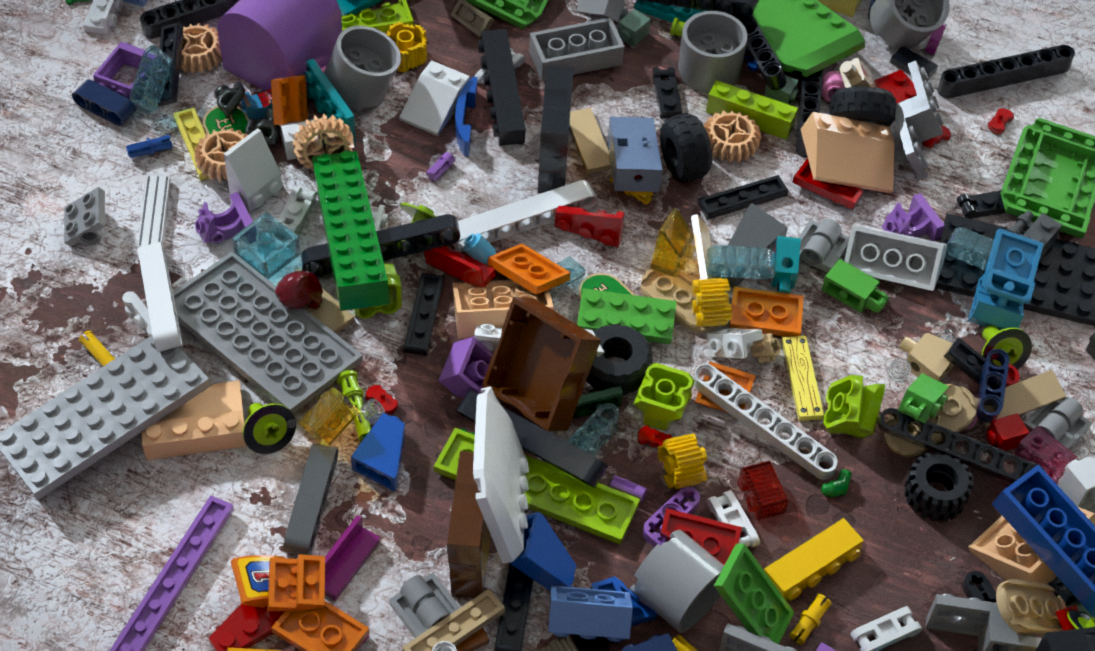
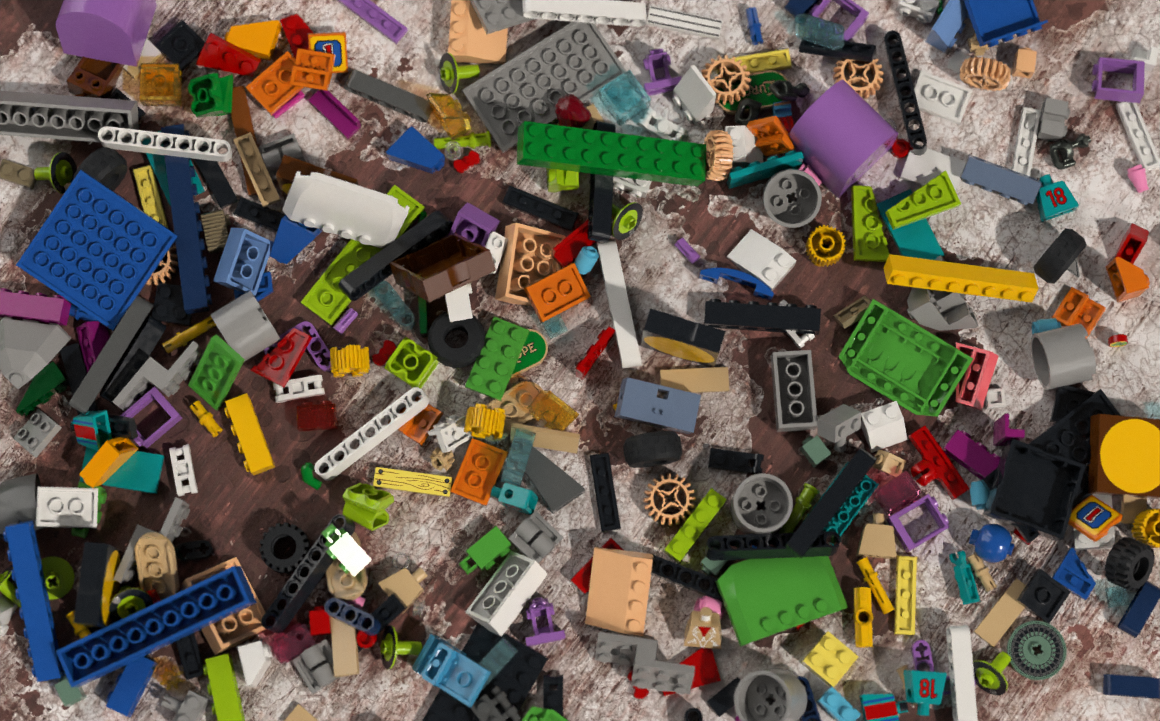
camera: 105 degrees right, 25 degrees up
(864, 104) = (663, 615): black tyre -> none

